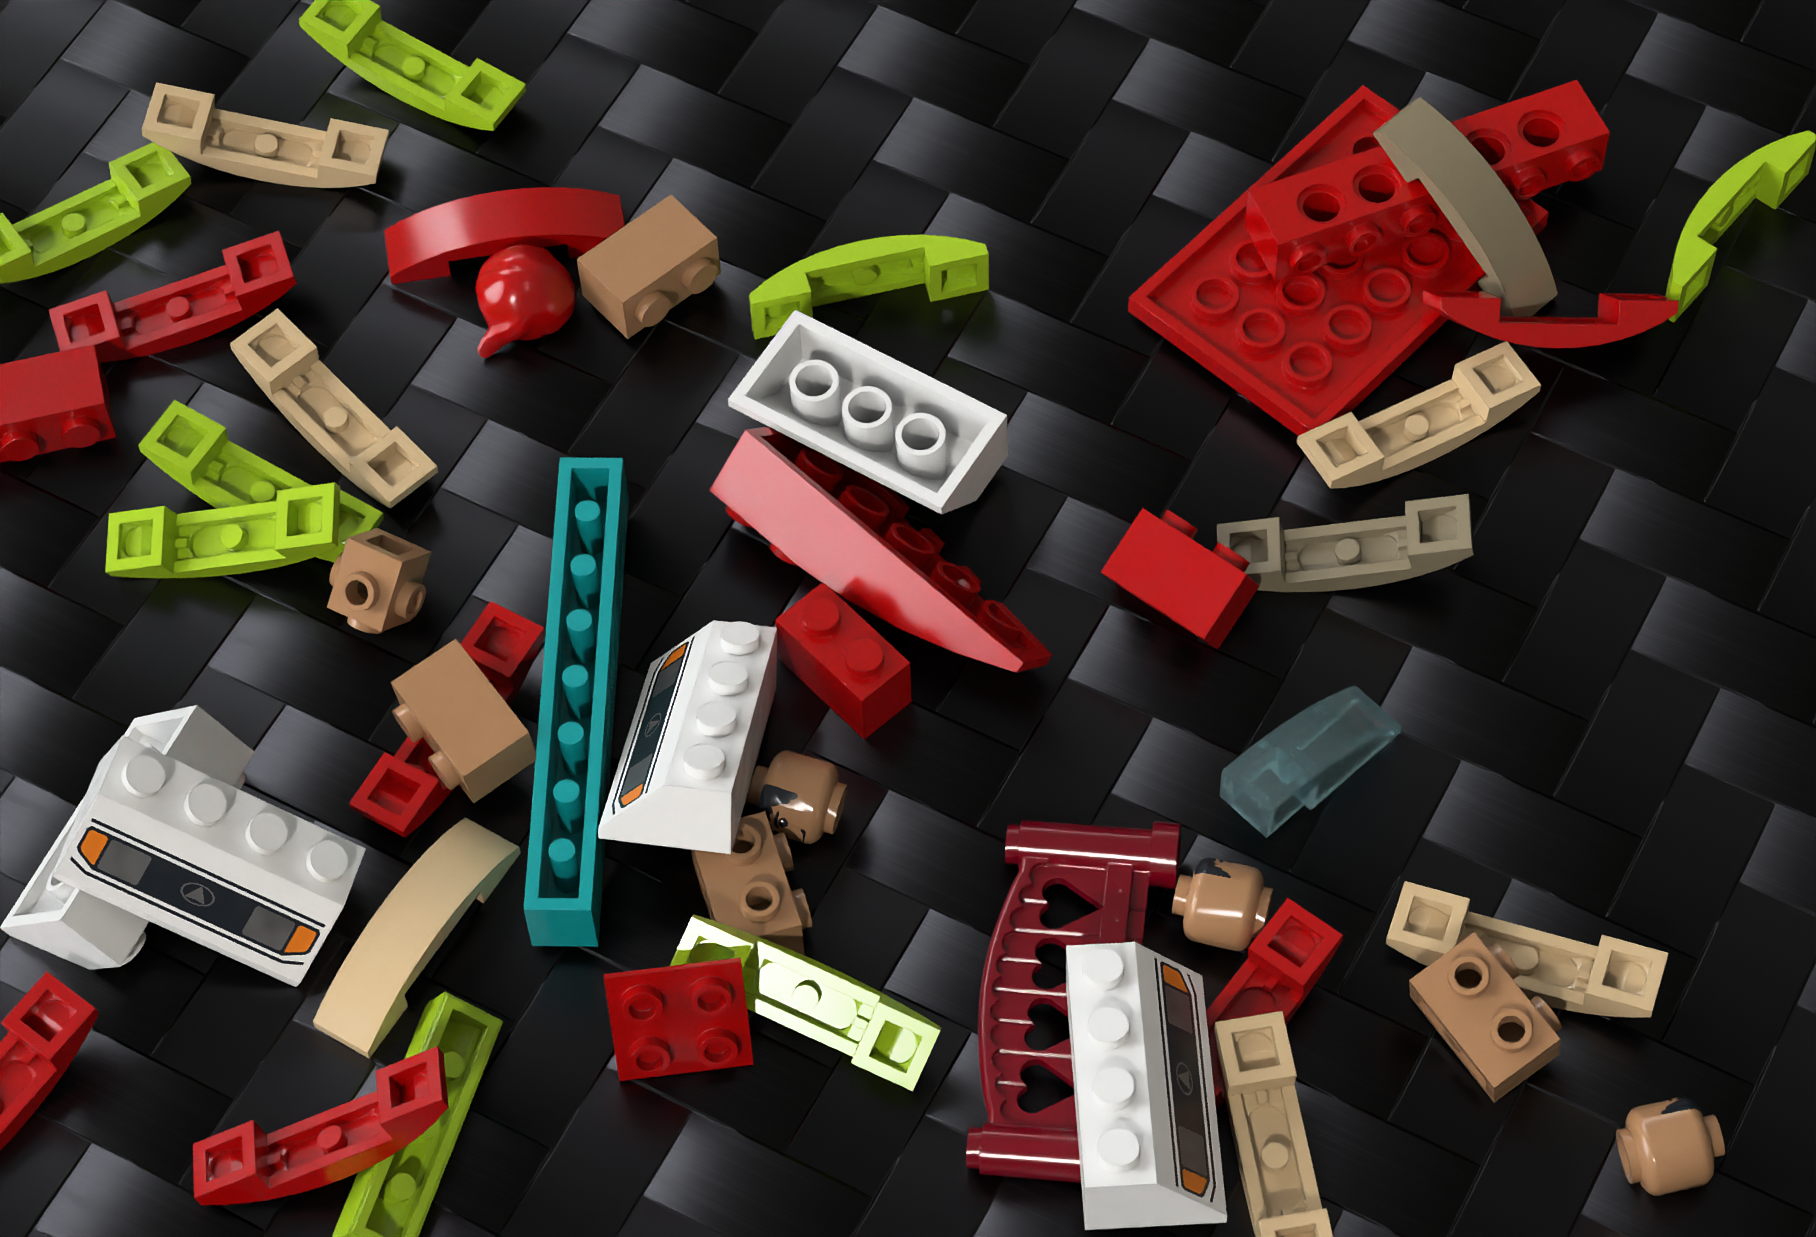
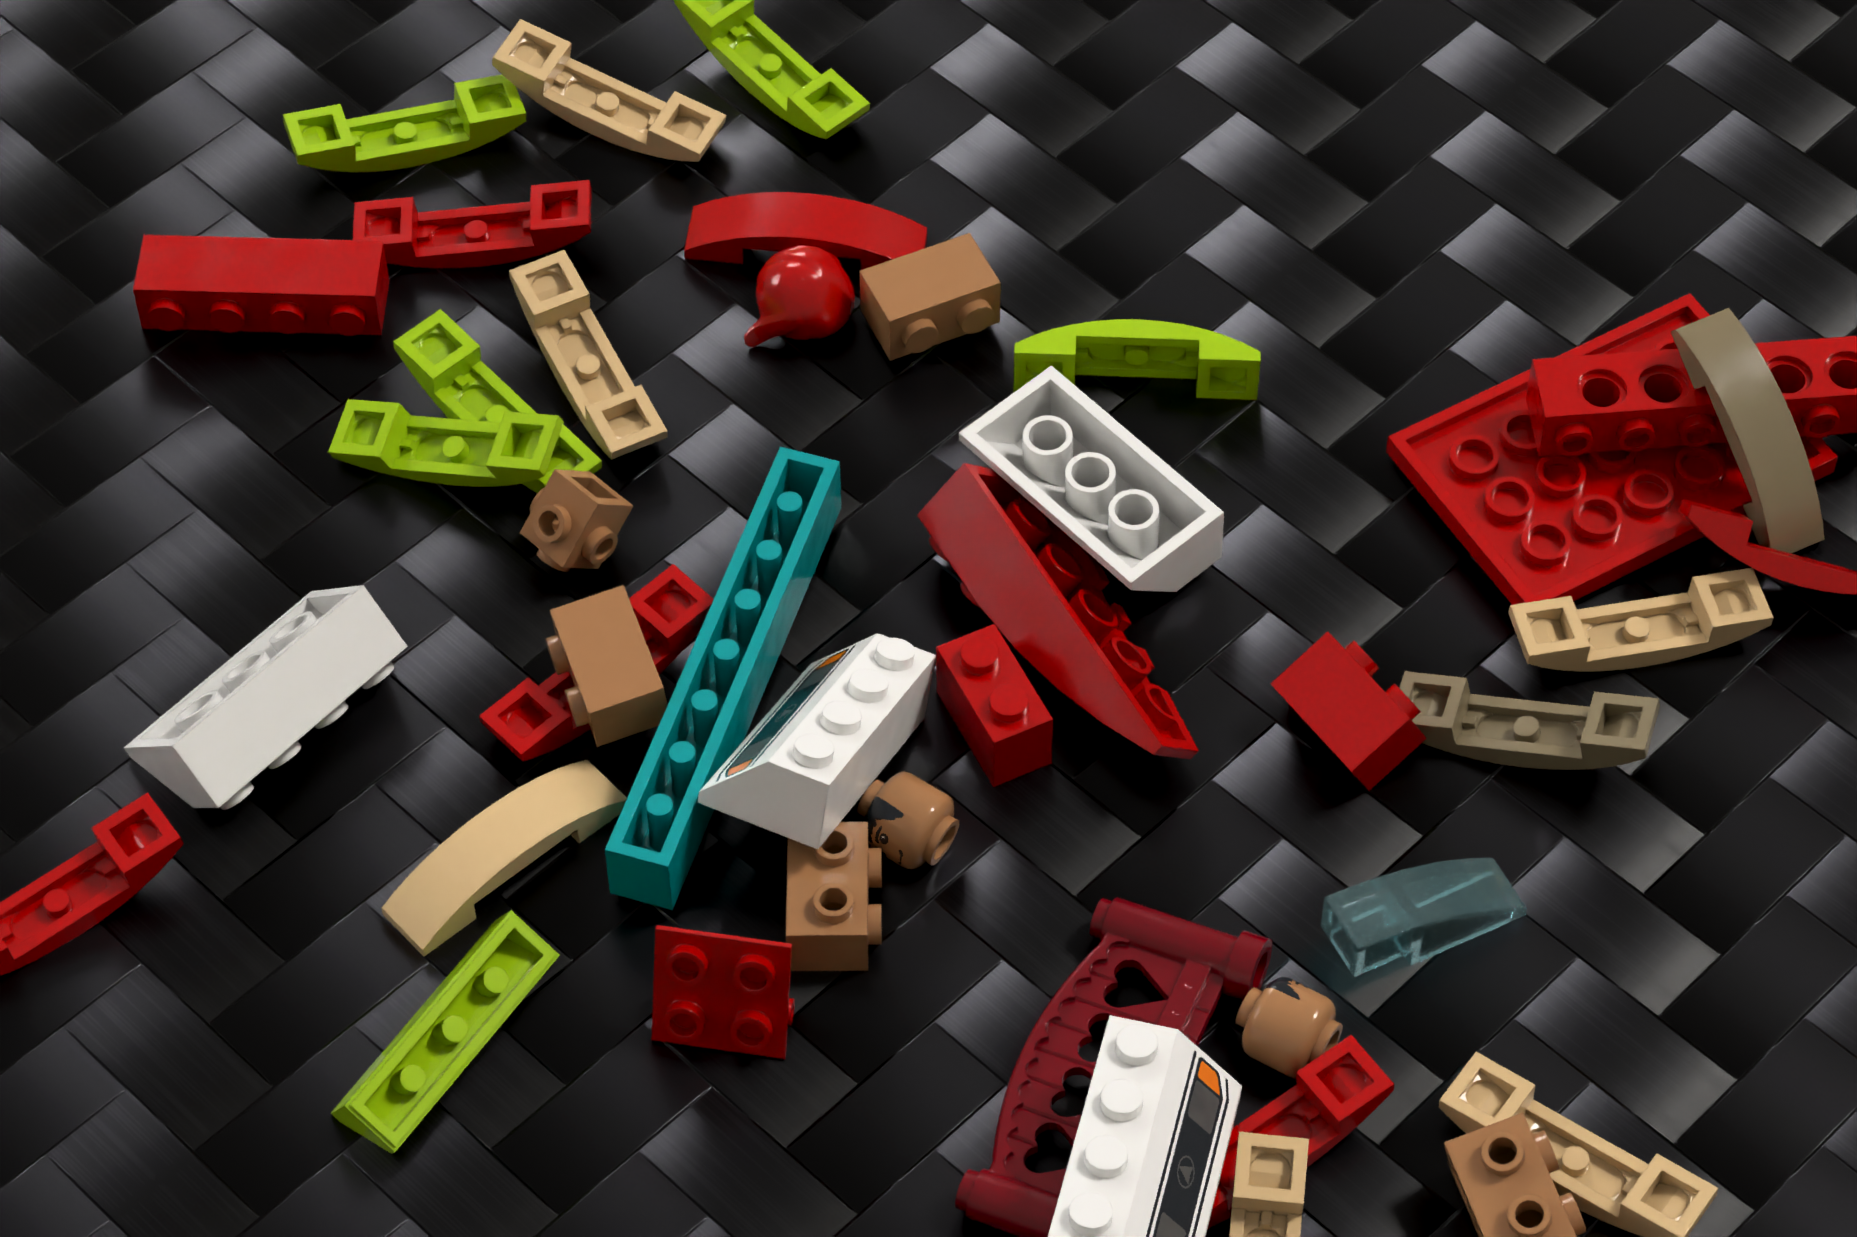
camera: 15 degrees right, 5 degrees down
(208, 861) = (327, 730): white slope -> none
(327, 1147) = (281, 1023): red slope -> none
(818, 1001) = (861, 1012): slope -> none

